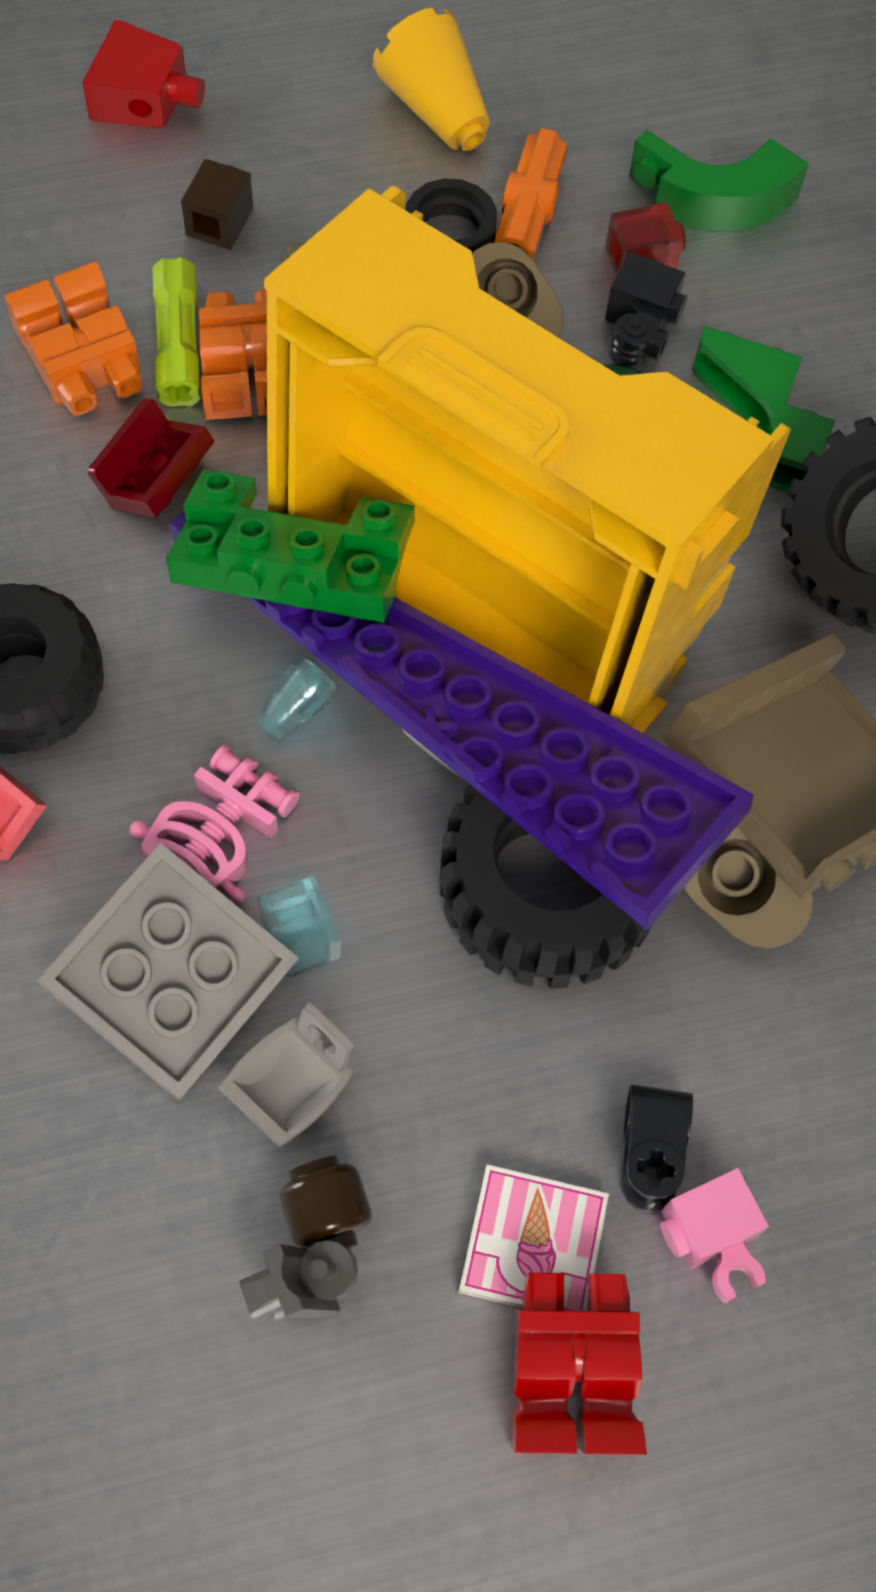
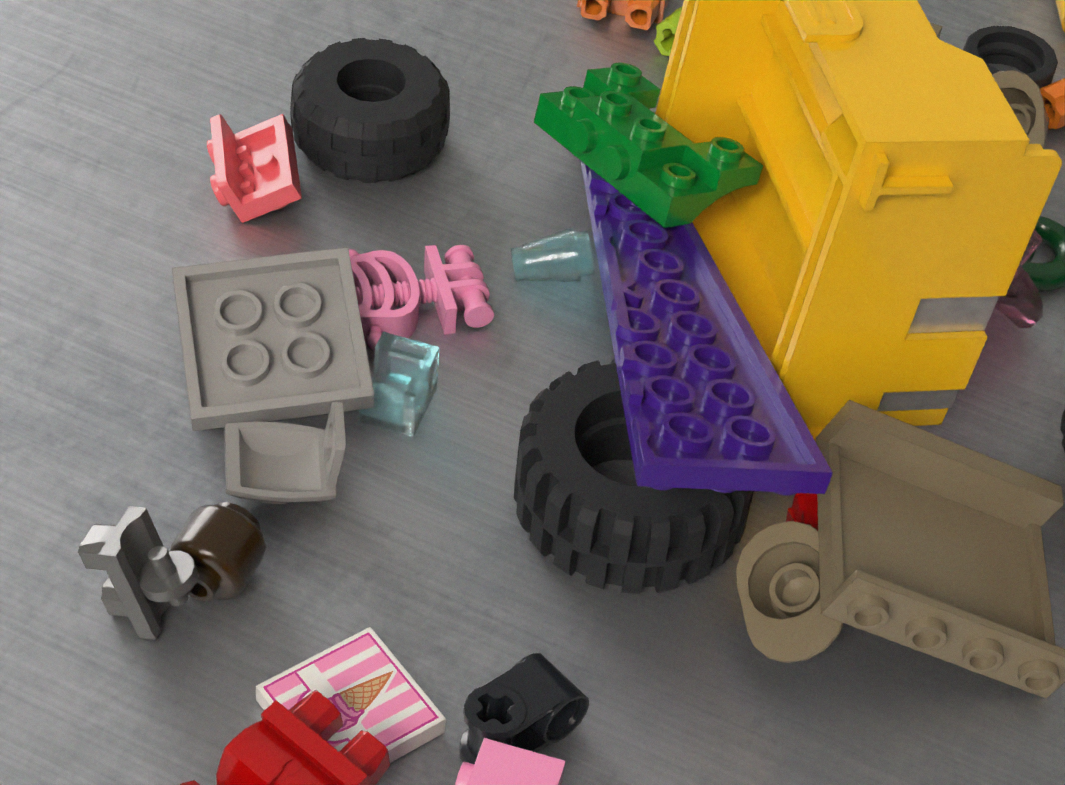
camera: 40 degrees right, 20 degrees down
(148, 460) = (599, 47): dark red bracket -> none

